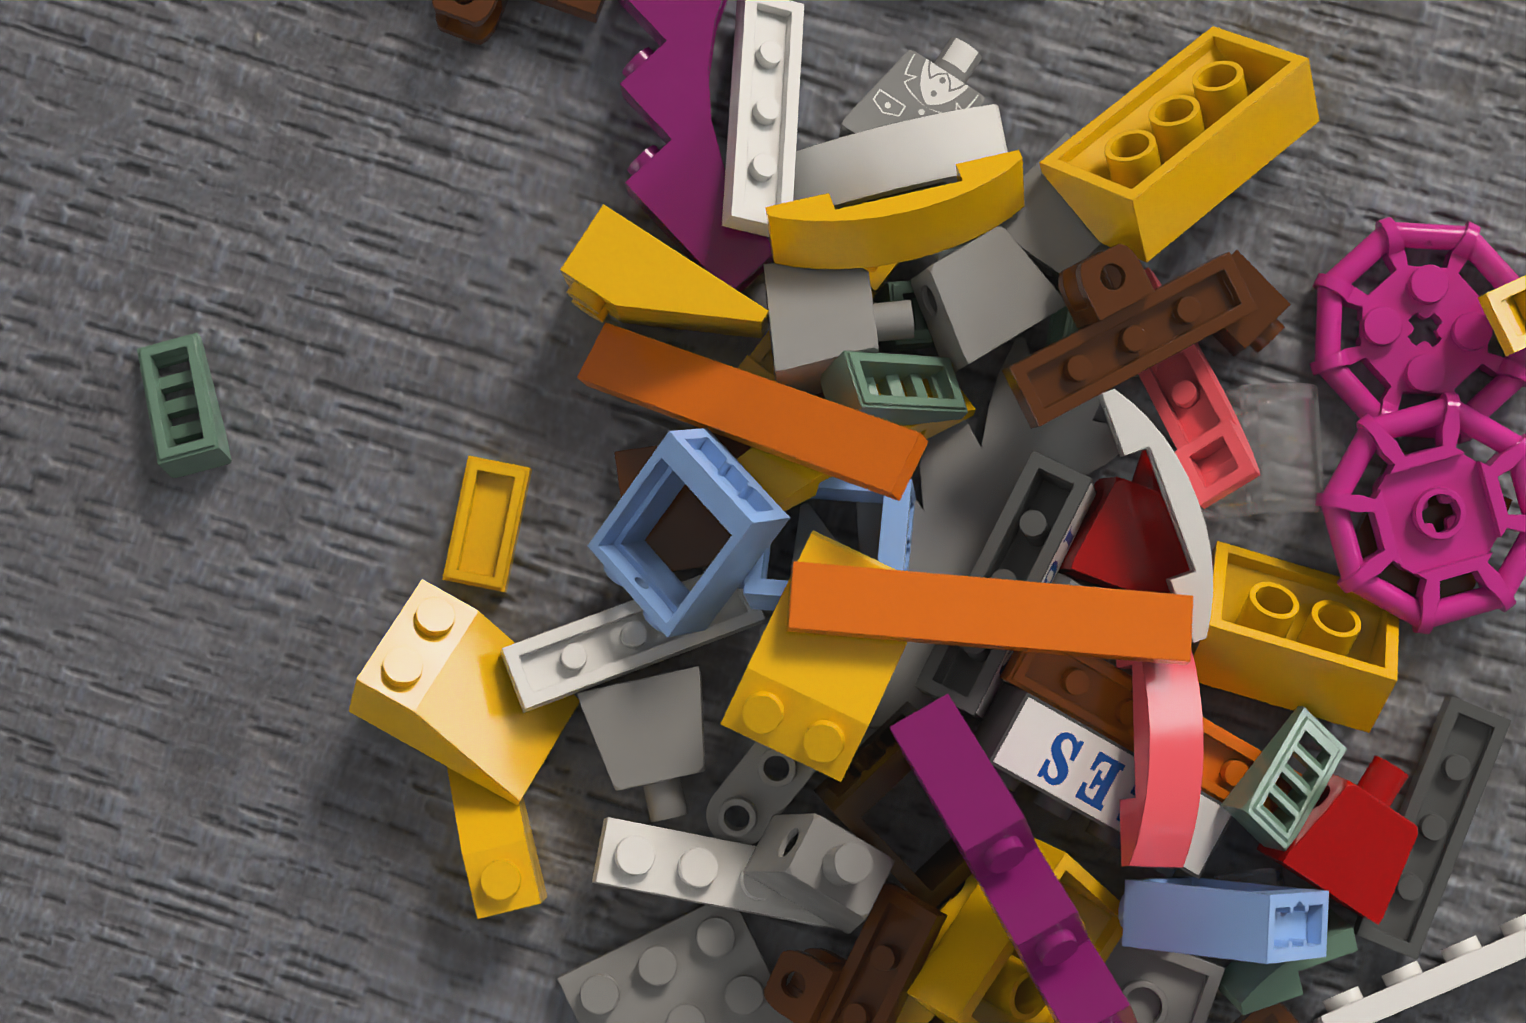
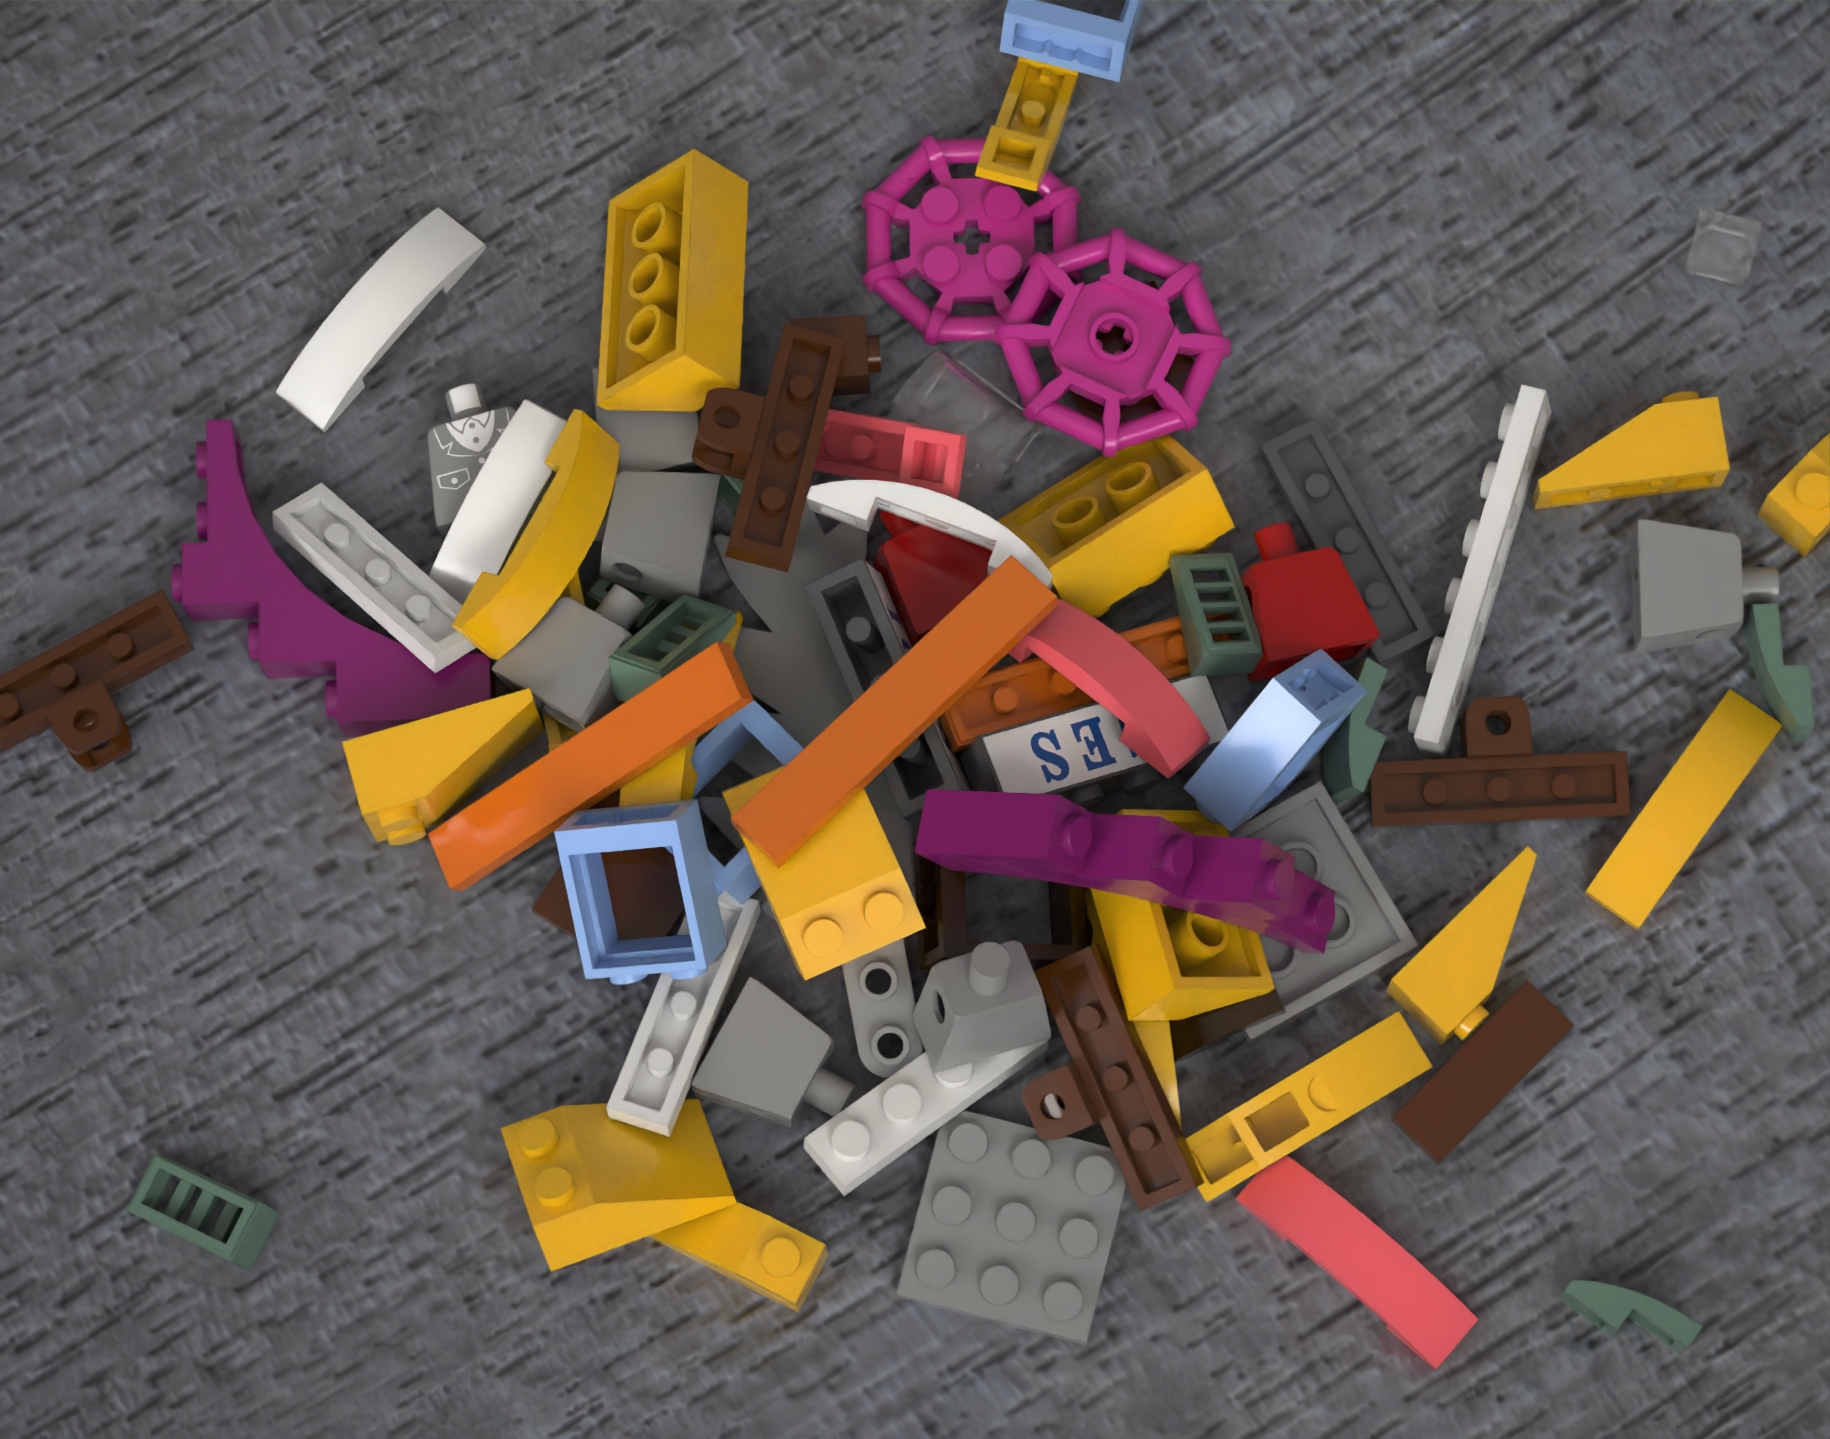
camera: 45 degrees left, 10 degrees down
(487, 524) = (501, 1055): yellow tile -> none

